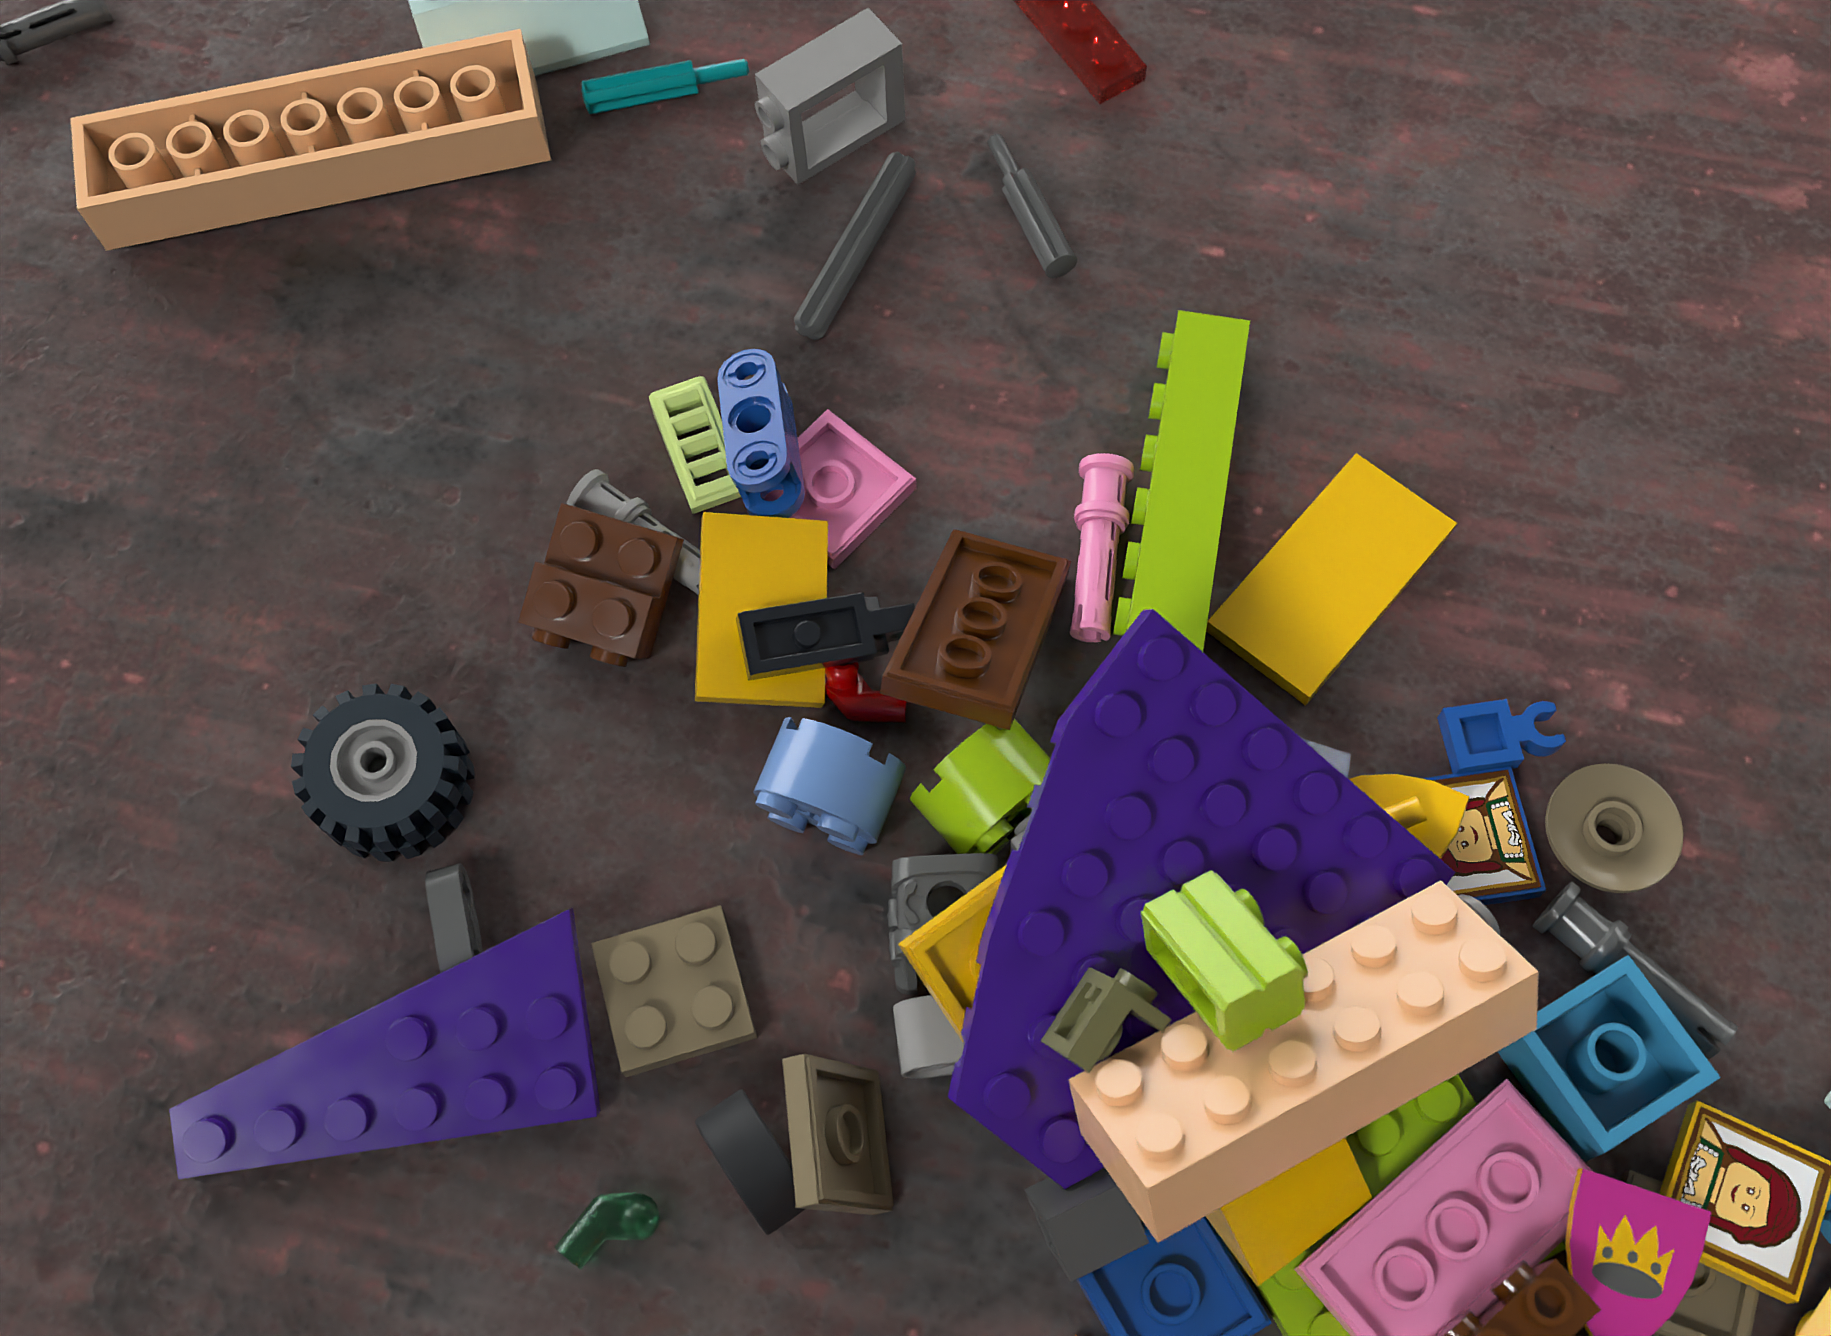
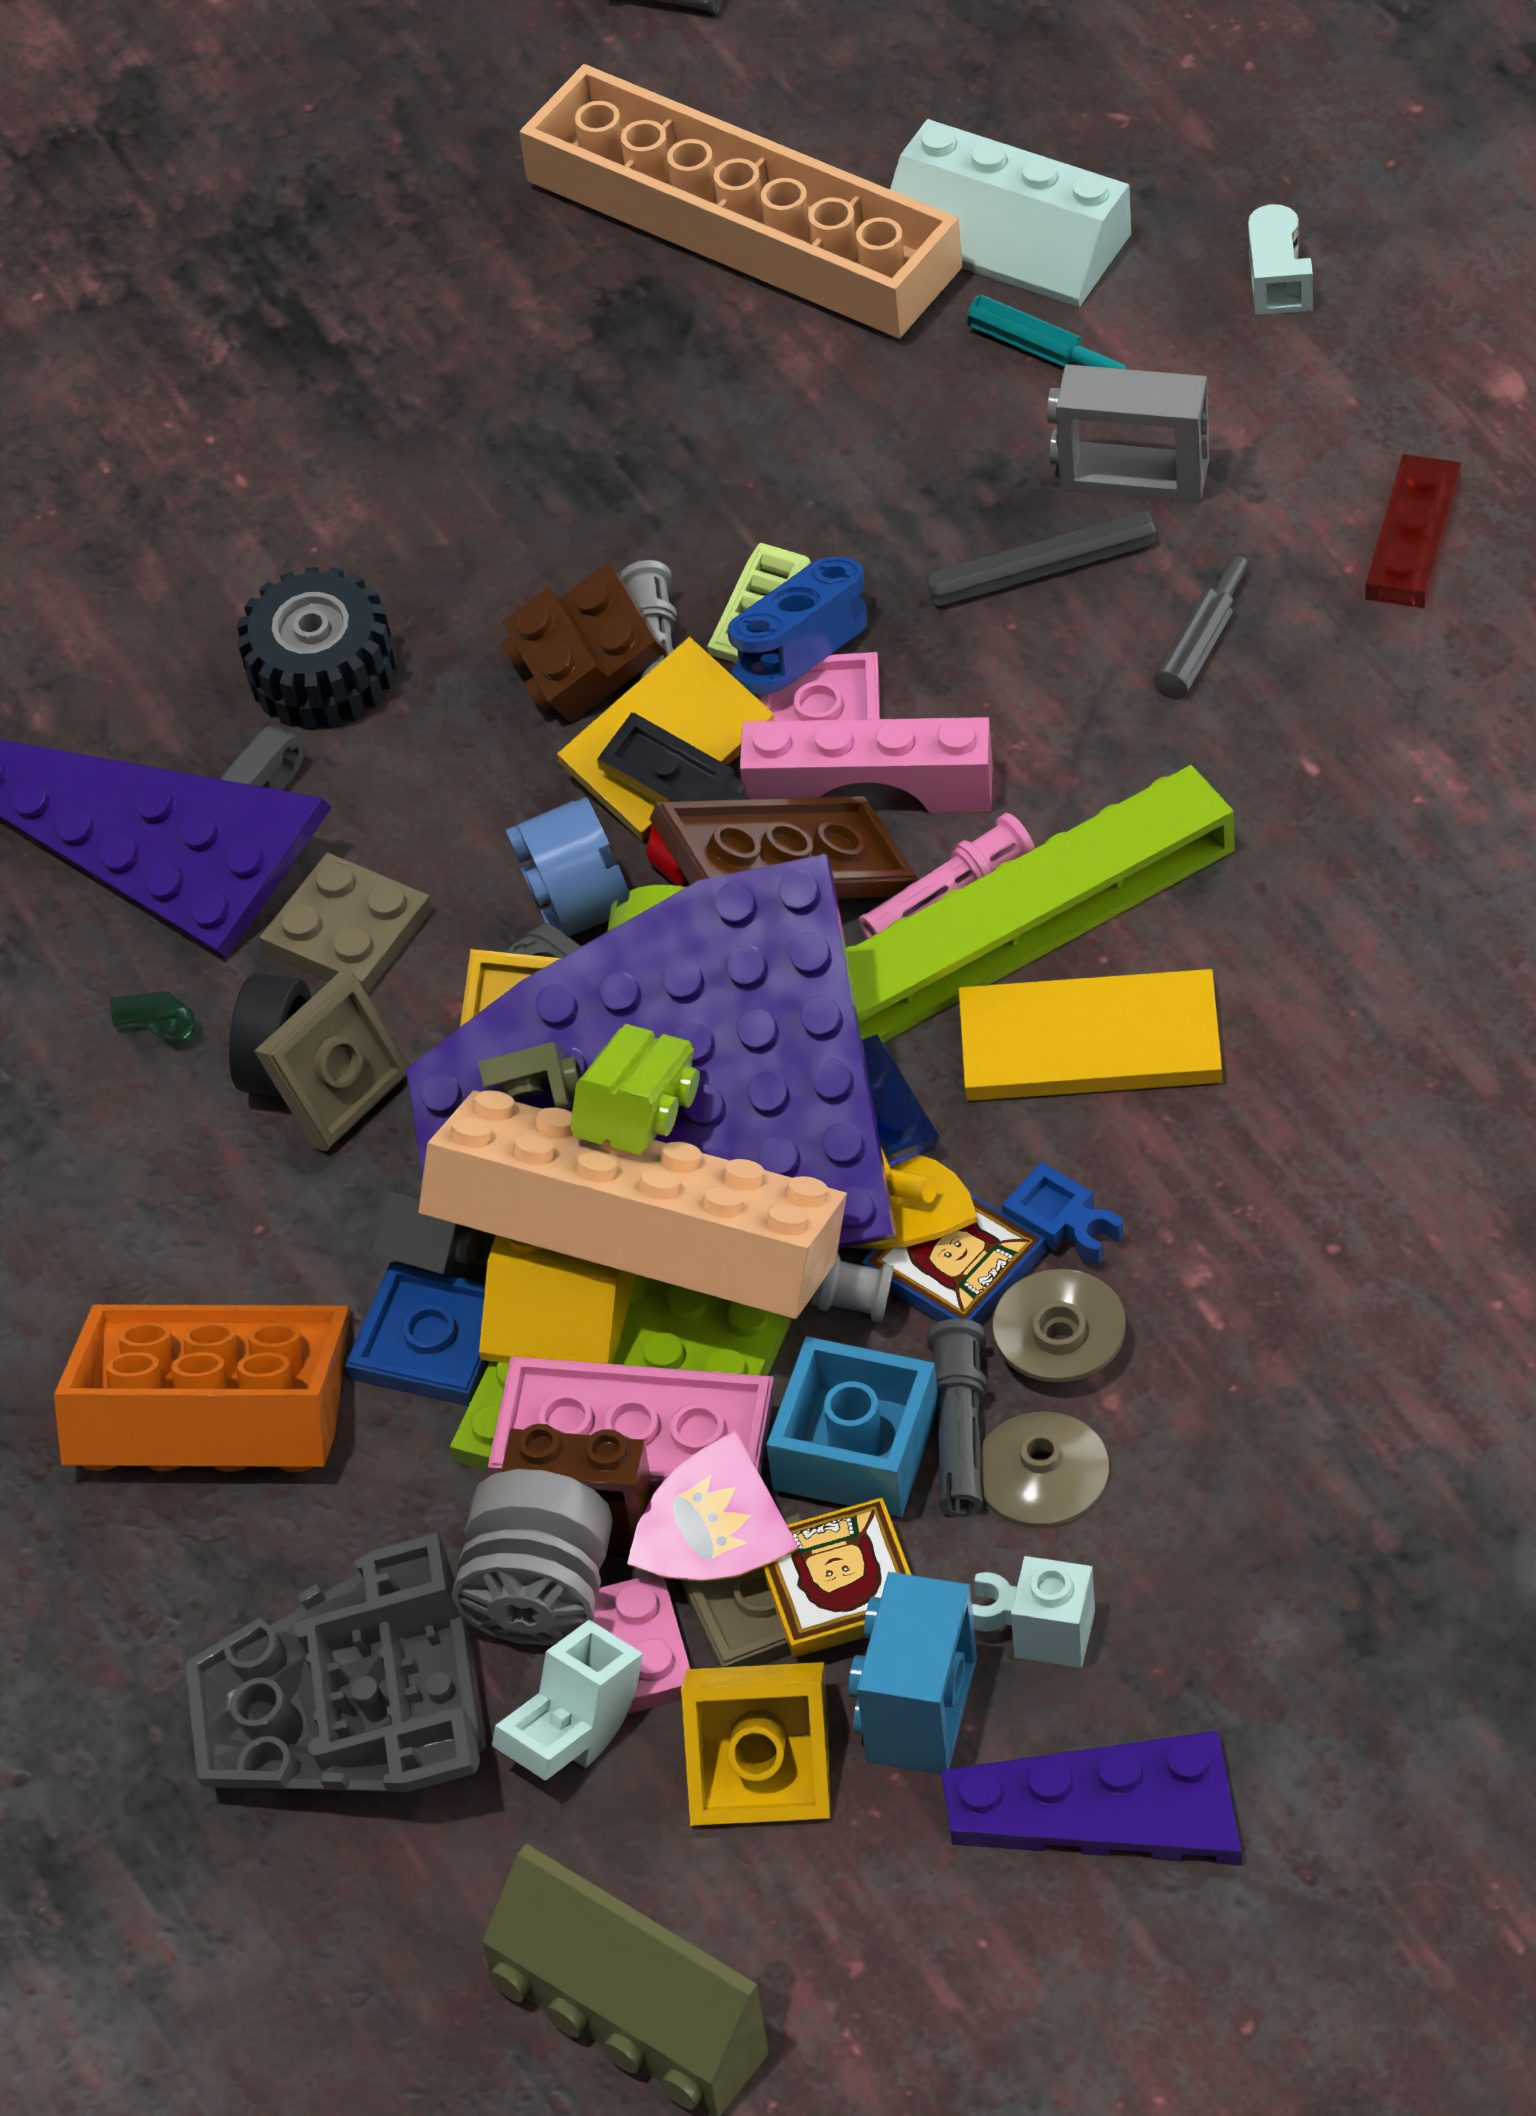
camera: 50 degrees right, 15 degrees down
(897, 534) = (933, 759): none -> bright pink arch
(1686, 946) = (1045, 1490): none -> dark tan dish

